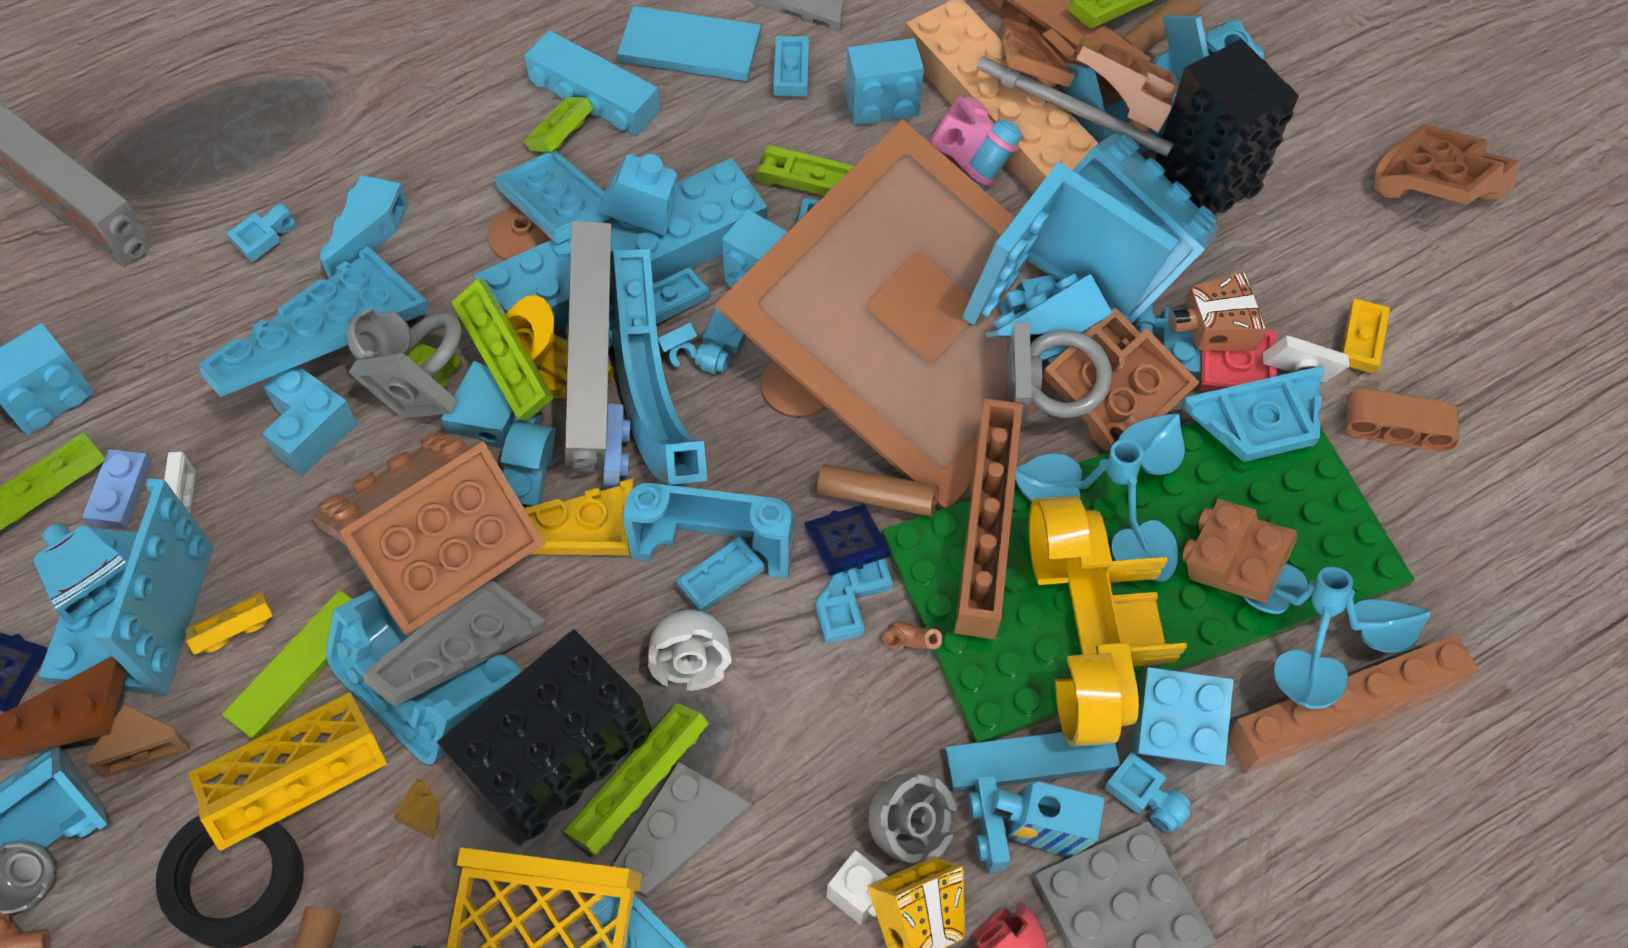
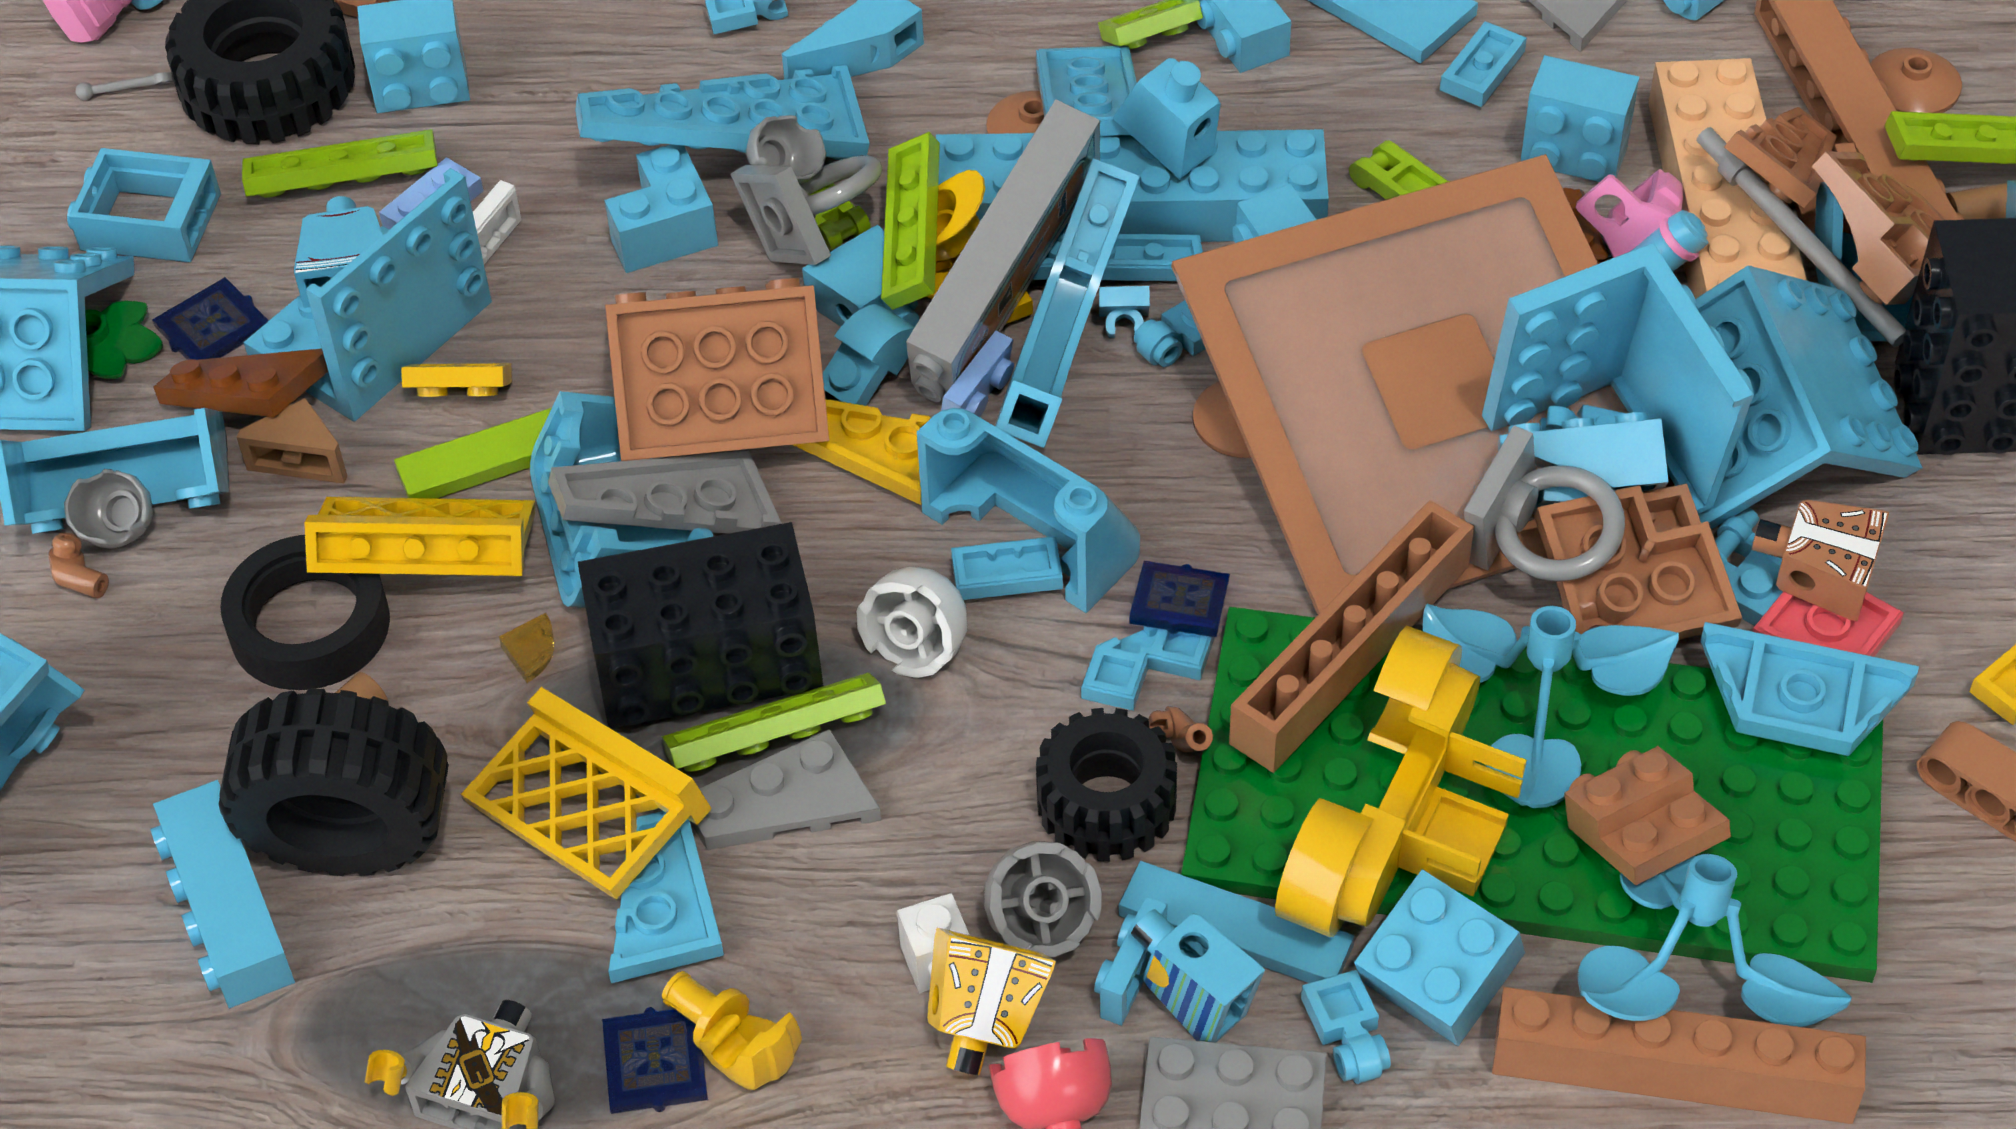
camera: 35 degrees right, 10 degrees down
(878, 490) = (1251, 561): medium nougat piece -> none
(899, 673) = (1102, 748): none -> black tyre
(1297, 355) = (1896, 639): white plate -> none

